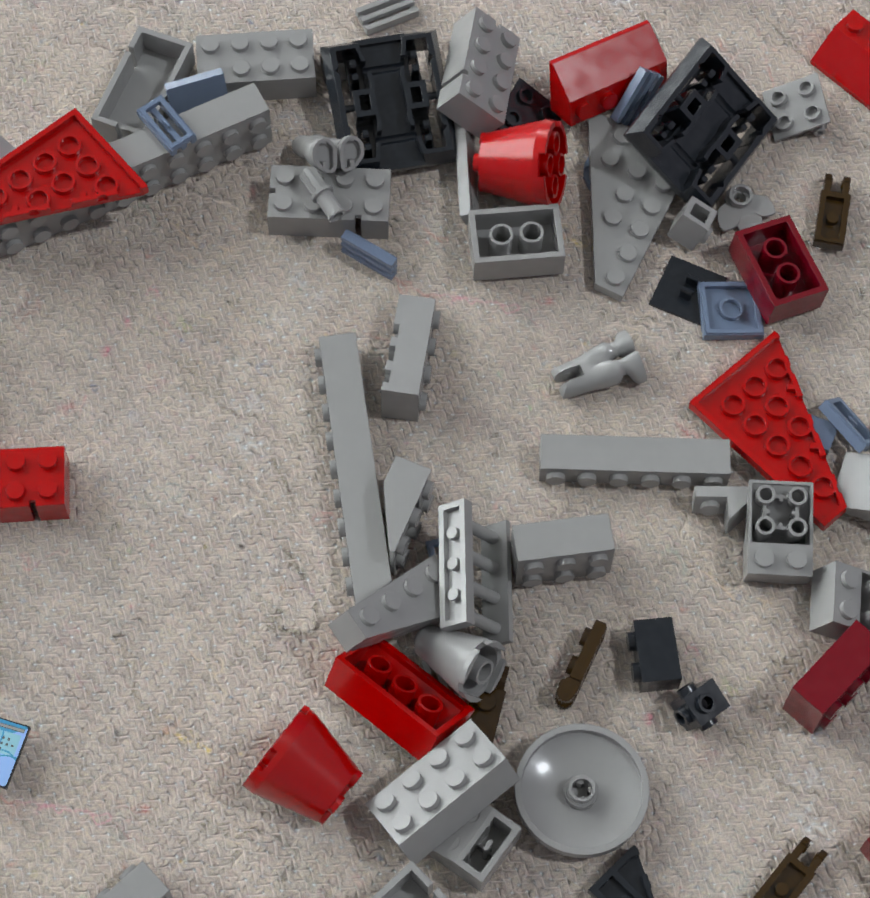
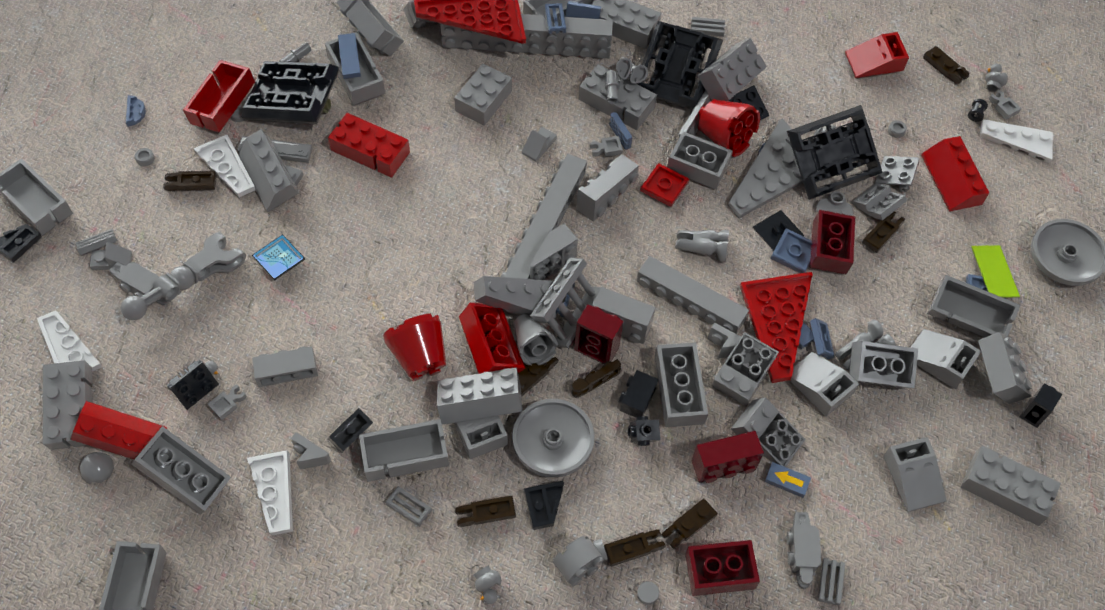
camera: 30 degrees right, 5 degrees down
(124, 305) = (483, 94): none -> light grey brick
(259, 341) = (538, 143): none -> light grey slope
(366, 288) = (609, 146): none -> light grey plate
(487, 307) = (664, 185): none -> red plate
(552, 600) = (598, 334): none -> dark red brick
(599, 73) = (799, 101): slope -> none
(637, 96) = (809, 118): sand blue tile -> none
(692, 224) = (800, 197): light grey brick -> none
(705, 606) = (681, 385): none -> light grey brick
(755, 39) = (897, 129): none -> light grey tile
(799, 169) = (879, 201): none -> light grey slope
(839, 798) = (691, 522): none -> dark brown hinge

